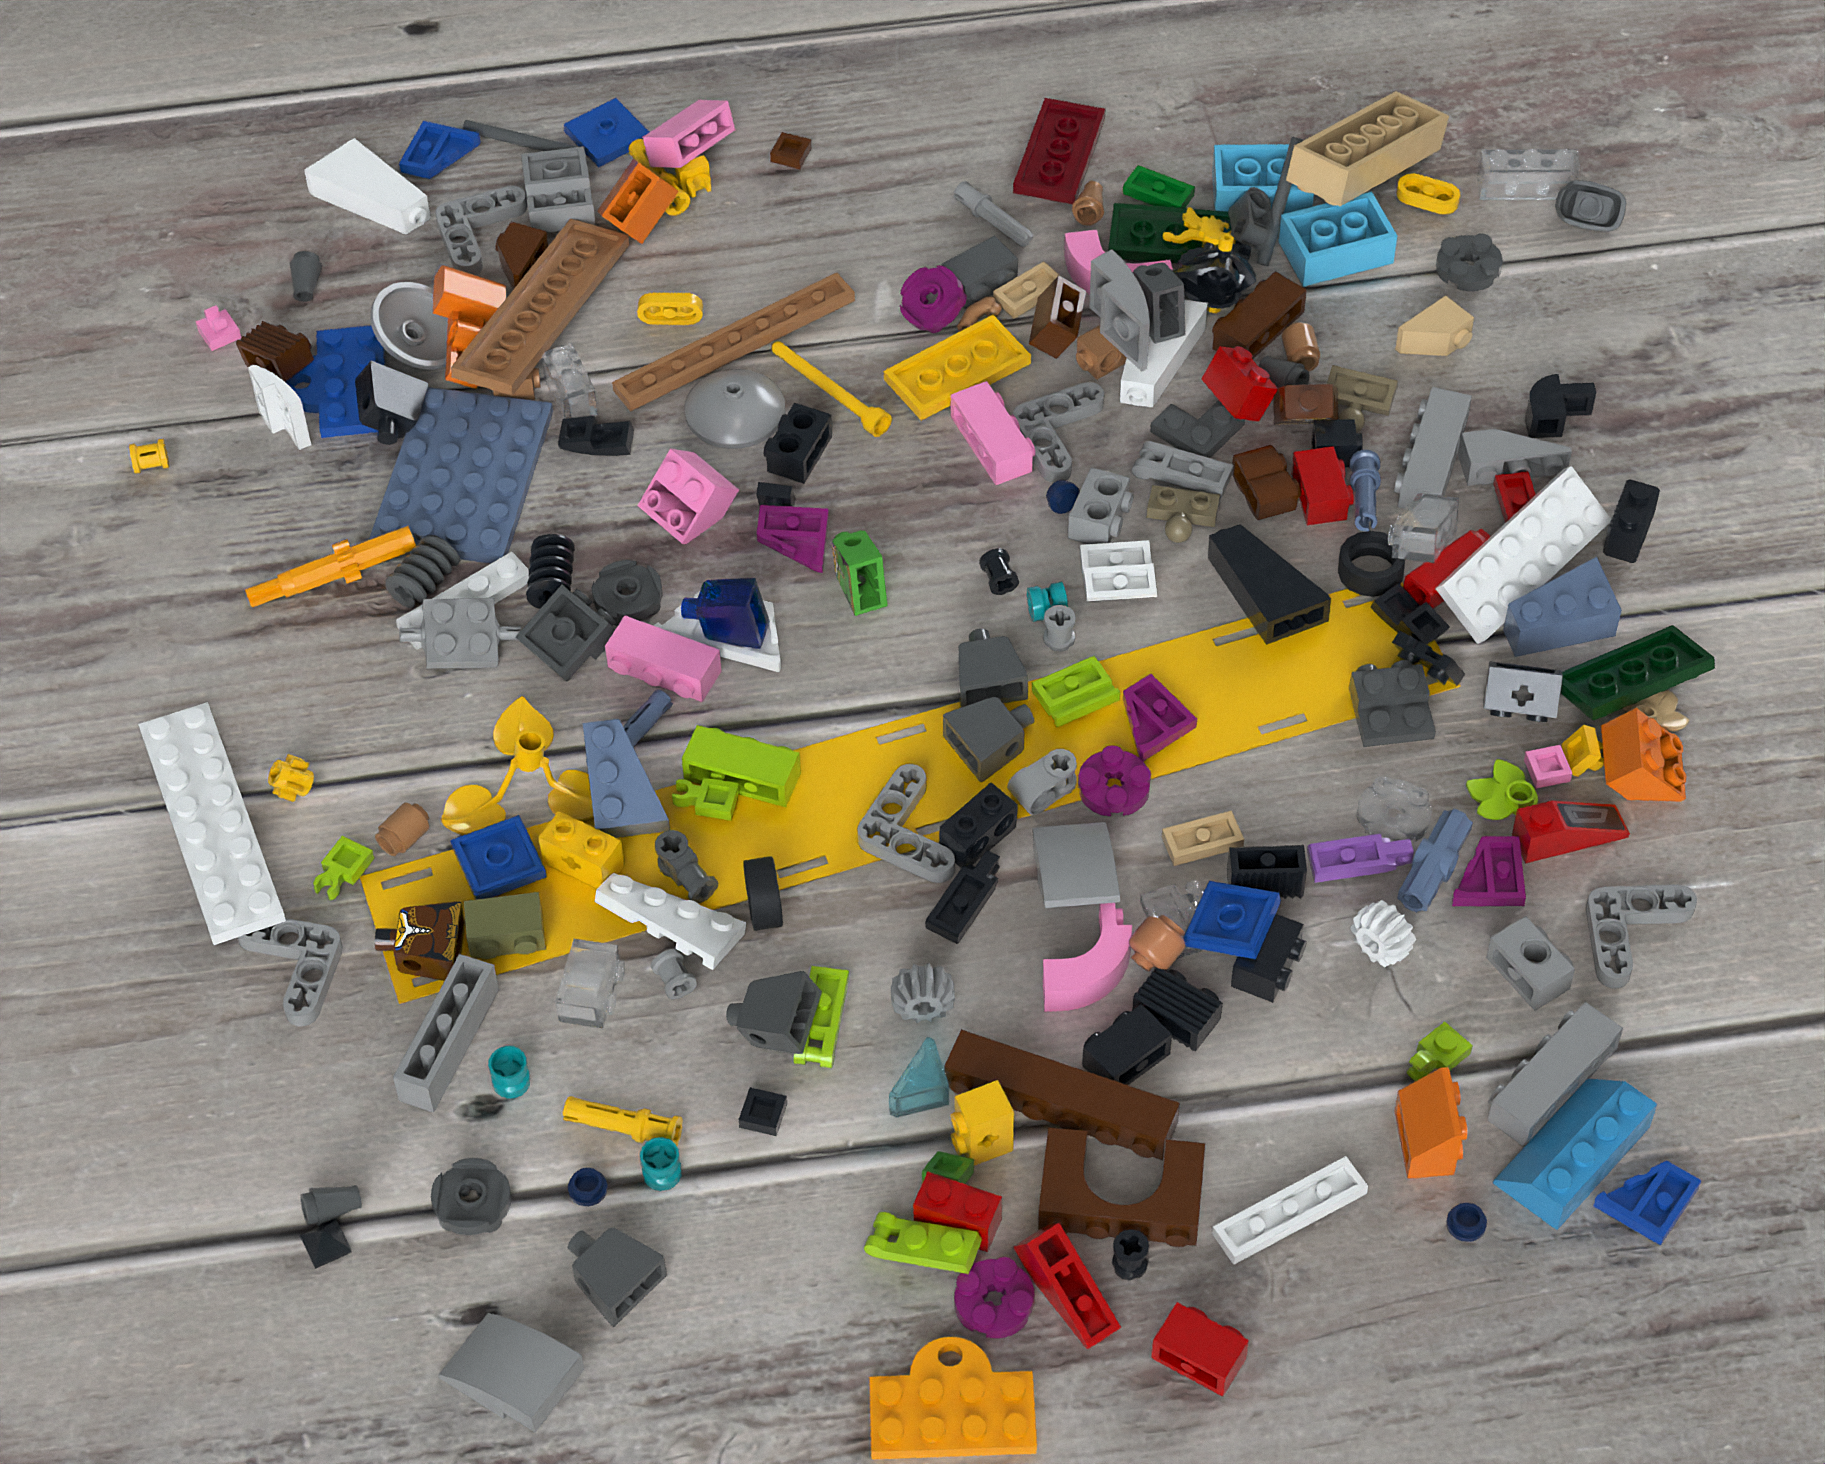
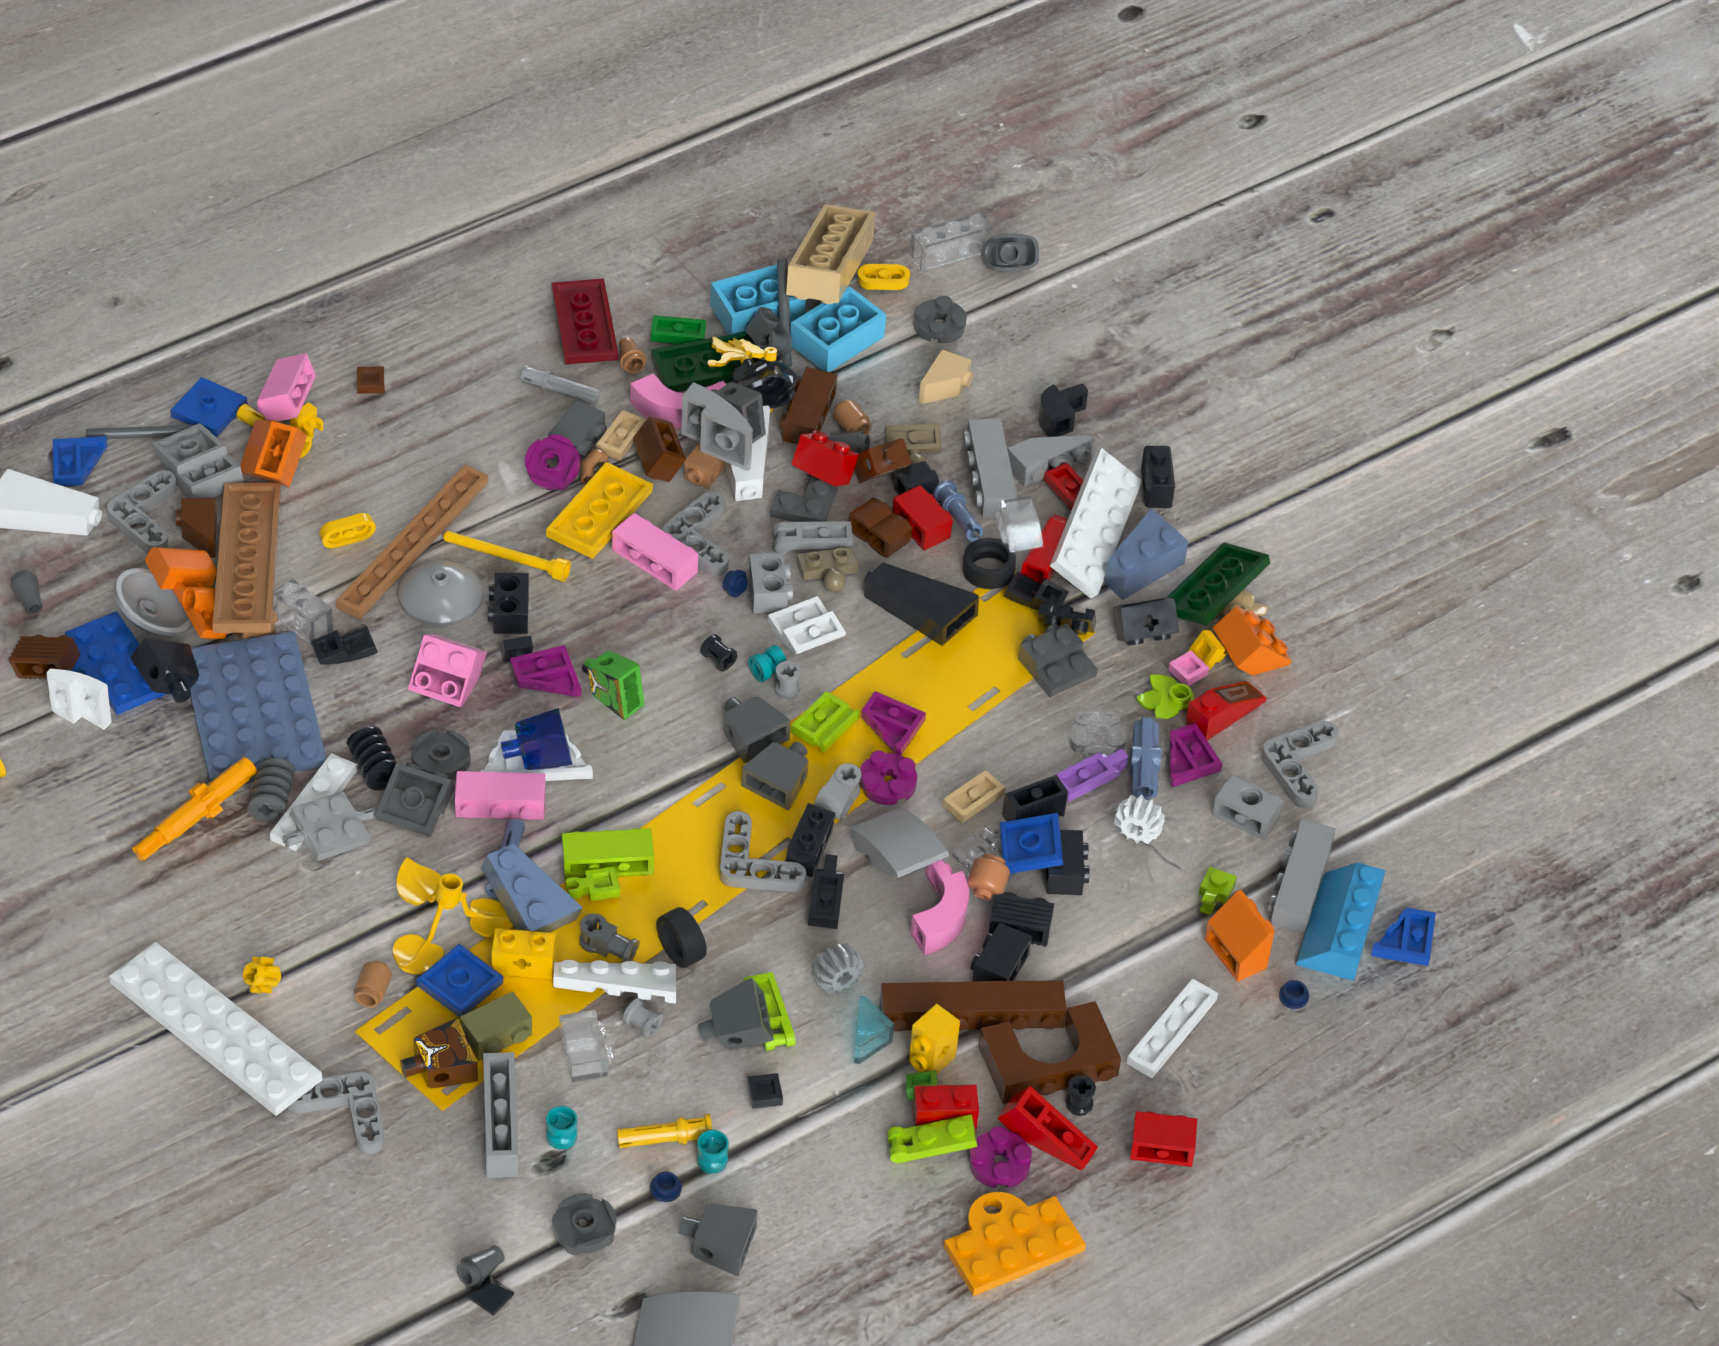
camera: 30 degrees left, 5 degrees down
(343, 863) = (341, 1024): lime plate -> none

